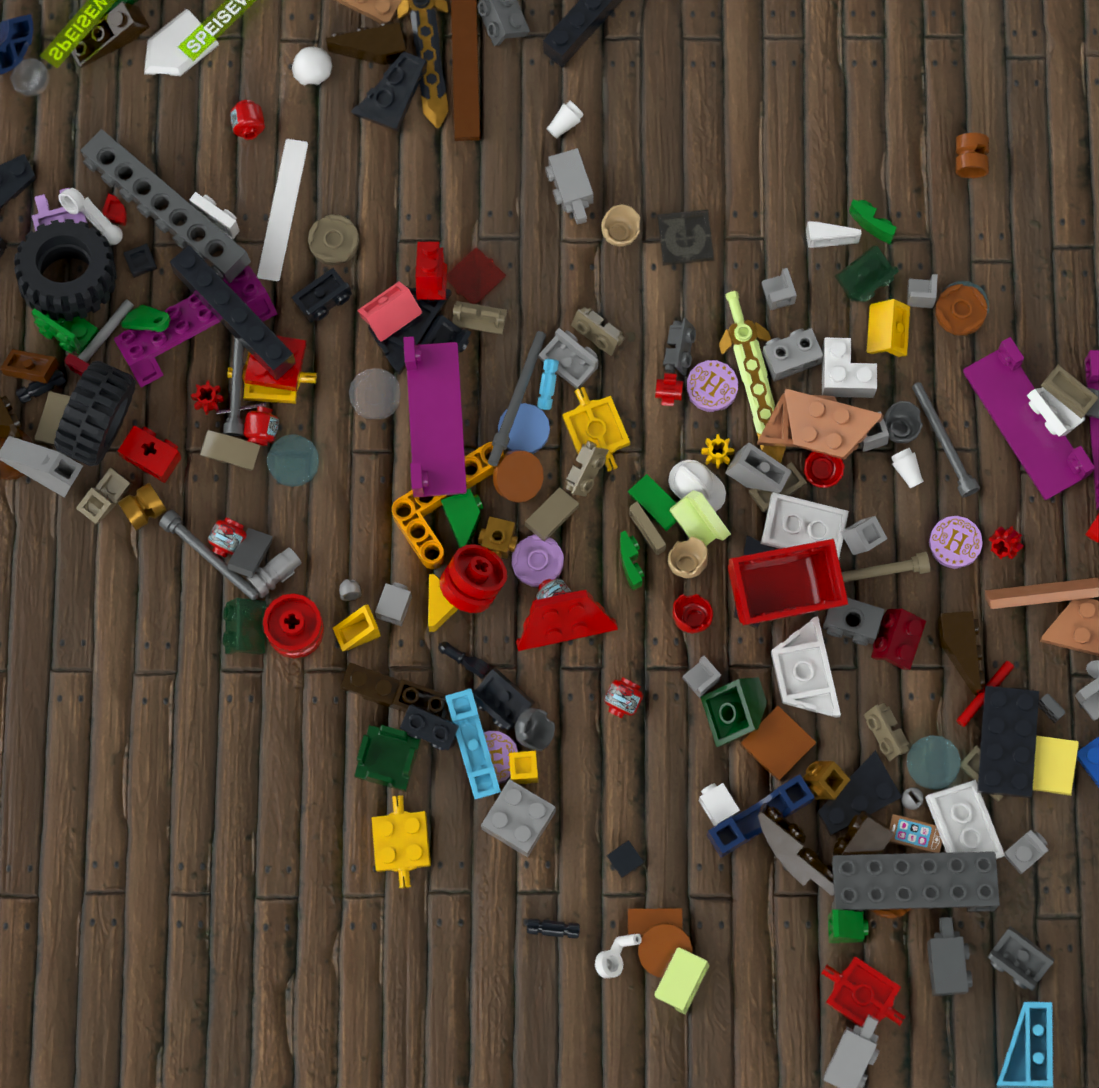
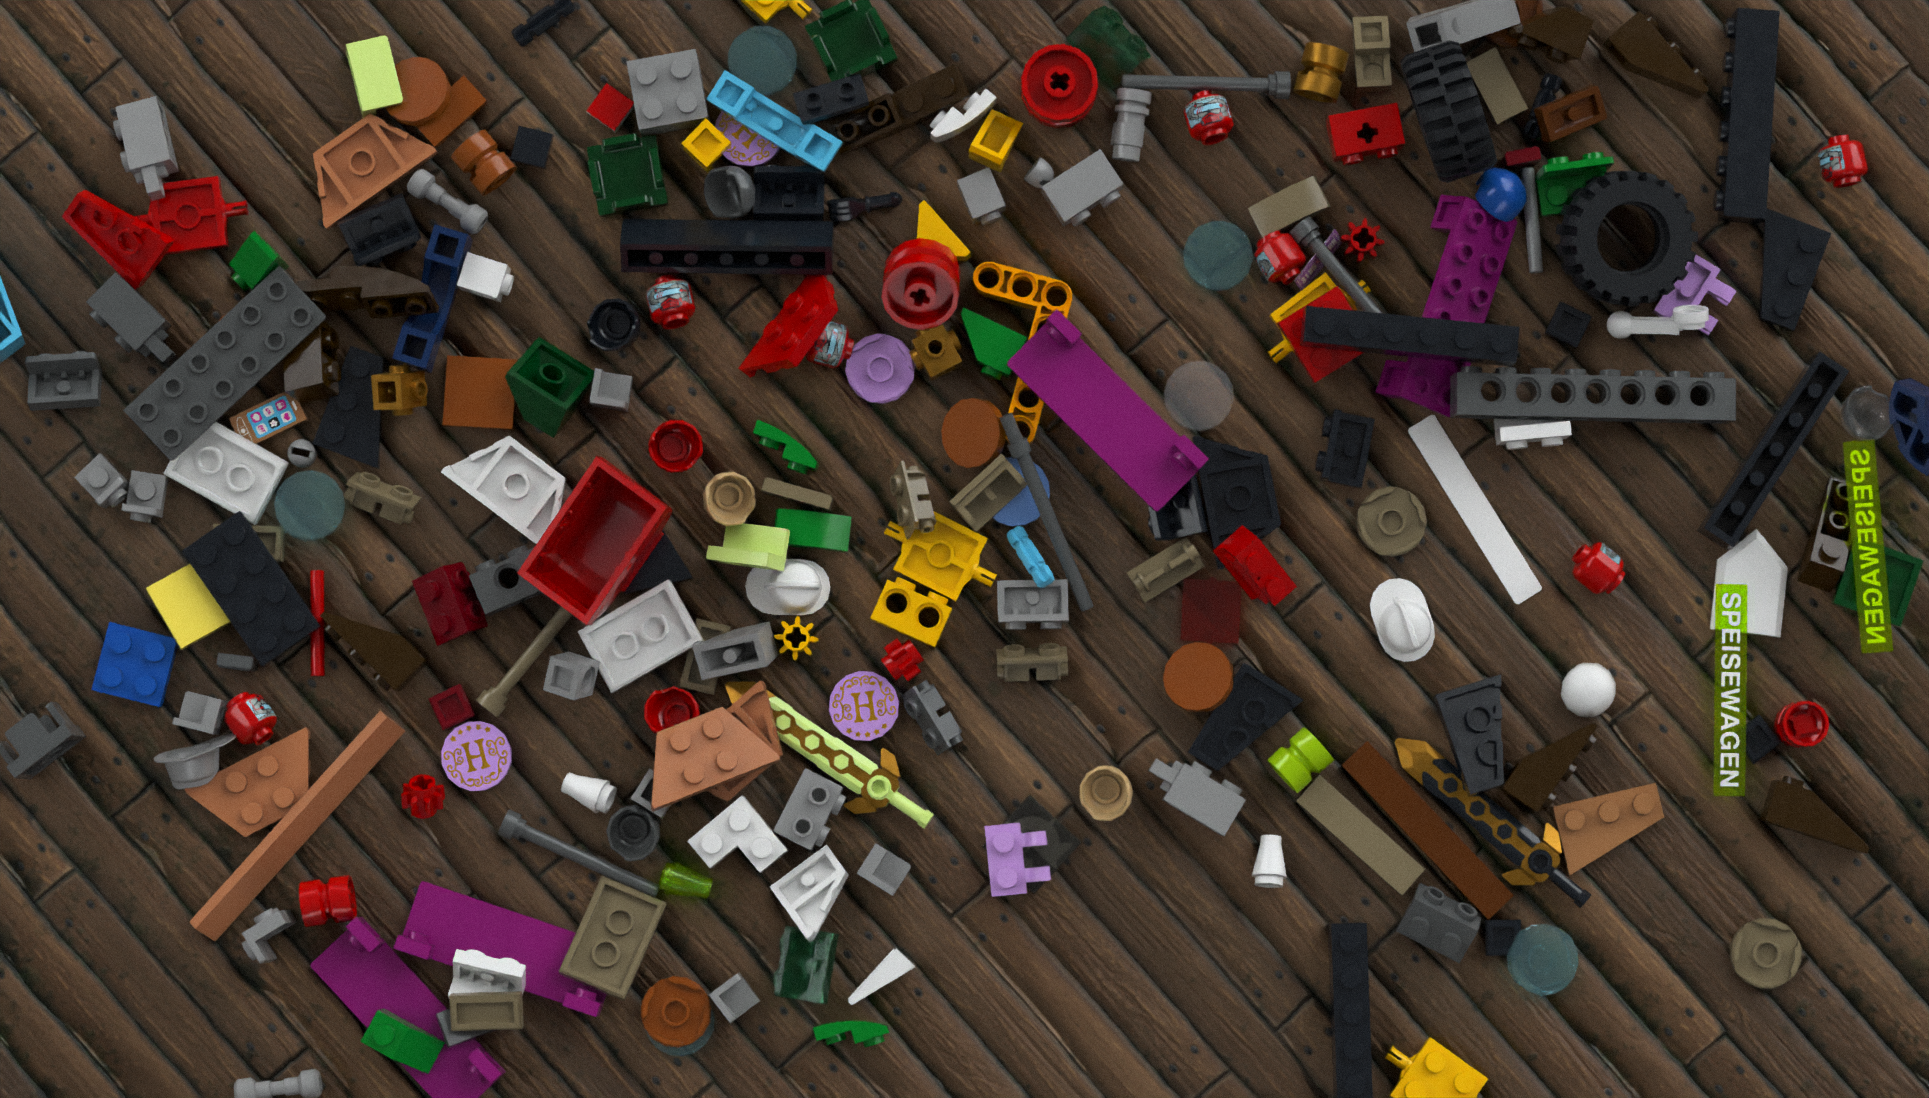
camera: 140 degrees right, 10 degrees up
(97, 98) = (1772, 451): none -> black brick
(110, 351) = (1501, 193): none -> blue hair
(114, 210) = (1644, 354): red tile -> none
(146, 319) = (1498, 263): green piece -> none
(250, 553) = (1170, 120): dark grey tile -> none
(333, 557) = (1082, 189): none -> light grey brick
(372, 658) = (953, 122): none -> white slope
(376, 185) = (1402, 620): none -> white piece
(390, 311) = (1259, 489): coral panel -> none
(447, 793) = (763, 59): none -> clear light blue tile
(499, 155) = (1300, 760): none -> lime wheel
(503, 95) = (1360, 835): none -> dark tan tile
(508, 207) = (1244, 716): none -> black wing
(514, 244) = (1198, 677): none -> dark orange tile
(540, 437) = (988, 493): none -> dark tan hinge
(551, 514) = (906, 426): dark tan tile -> none
(559, 842) = (610, 107): none -> red tile
(563, 698) = (727, 246): none -> black brick
(584, 793) = (627, 174): none -> dark green panel
(609, 962) = (460, 41): white plate -> none
(646, 408) = (908, 620): none -> yellow brick
(661, 871) = (480, 158): none -> dark orange wheel
(668, 711) = (614, 325): none -> black hair
(696, 848) = (471, 217): none -> light grey piece
(706, 237) = (1006, 859): none -> lavender plate
(732, 933) = (364, 165): none -> nougat wing
(757, 884) = (380, 231): none -> black bracket
(829, 311) = (811, 890): none -> white wing
(888, 328) = (735, 926): yellow panel -> none
(897, 377) = (683, 881): none -> clear neon green cone
(916, 1016) = (118, 237): none -> red wing
(946, 581) = (452, 707): none -> dark red tile
(963, 377) = (612, 938): none -> dark tan tile
(1044, 881) = (103, 482): none -> light grey bracket
(1070, 669) = (250, 718): none -> red head

